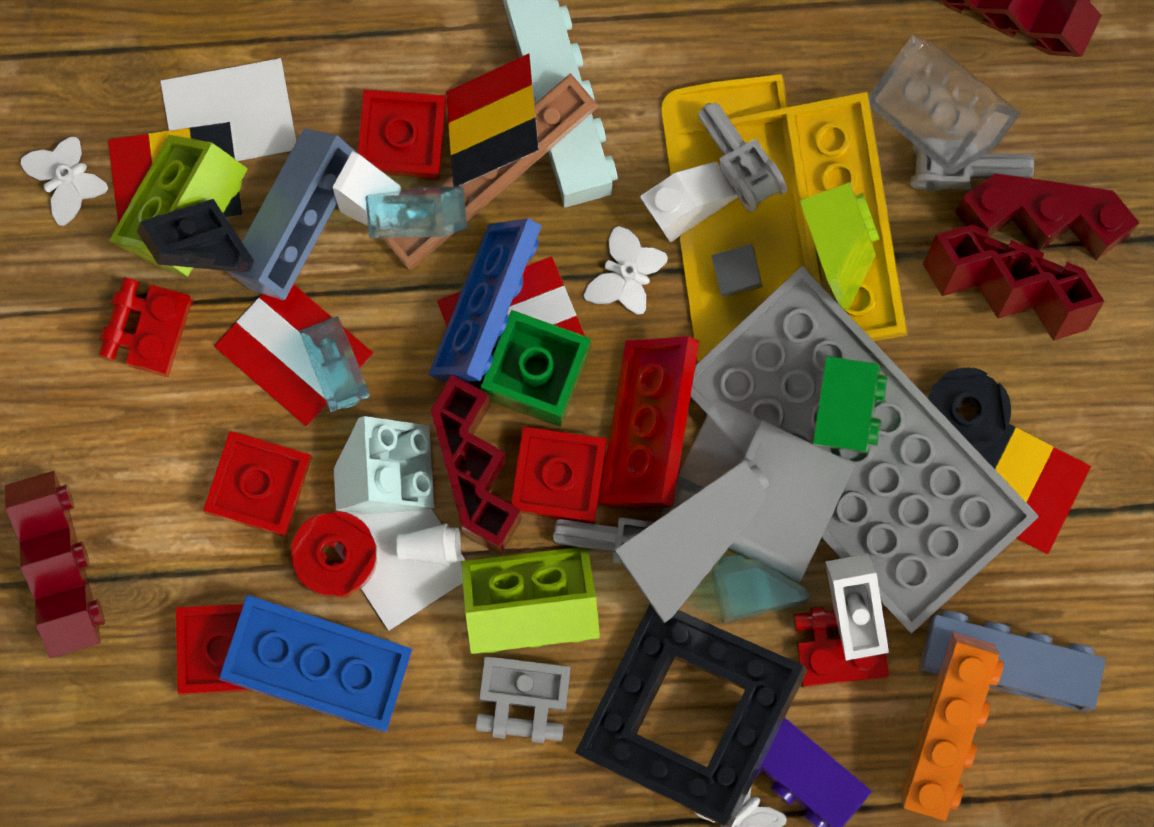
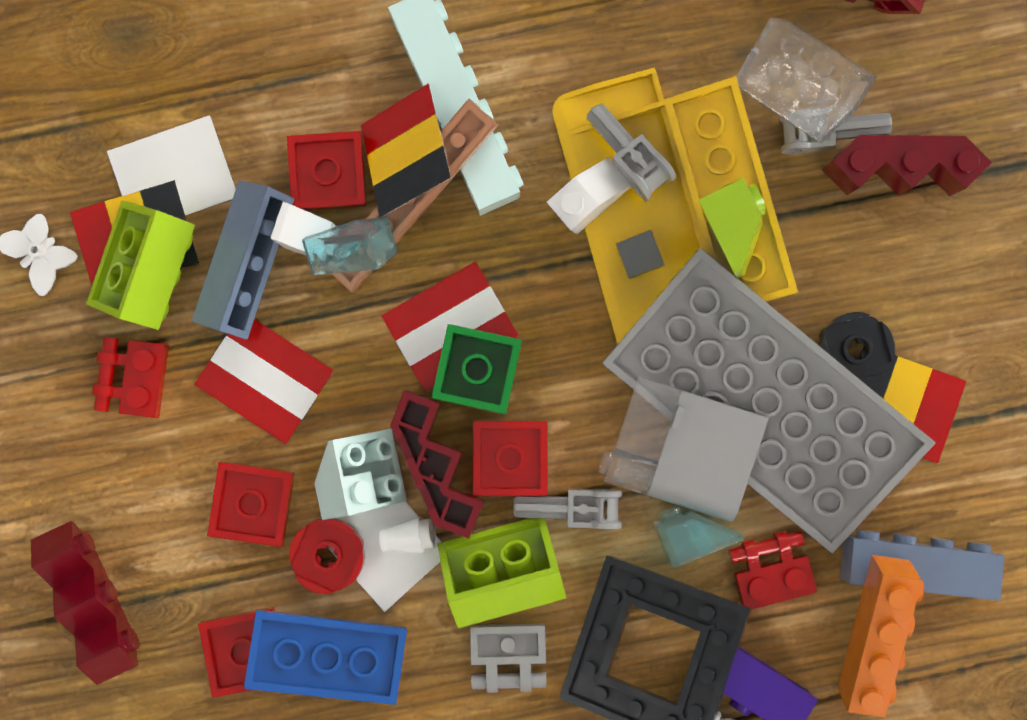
camera: 10 degrees left, 10 degrees up
(195, 239) = (155, 302): black wing -> none
(334, 364) = (300, 389): clear light blue slope -> none
(485, 300) = (424, 316): blue plate -> none
(628, 274) = (545, 269): white piece -> none
(649, 422) = (583, 403): red plate -> none
(688, 541) = (635, 507): light grey slope -> none
(849, 404) = (761, 375): green brick -> none
(857, 606) = (786, 541): white slope -> none
(1014, 279) = (884, 227): dark red brick -> none

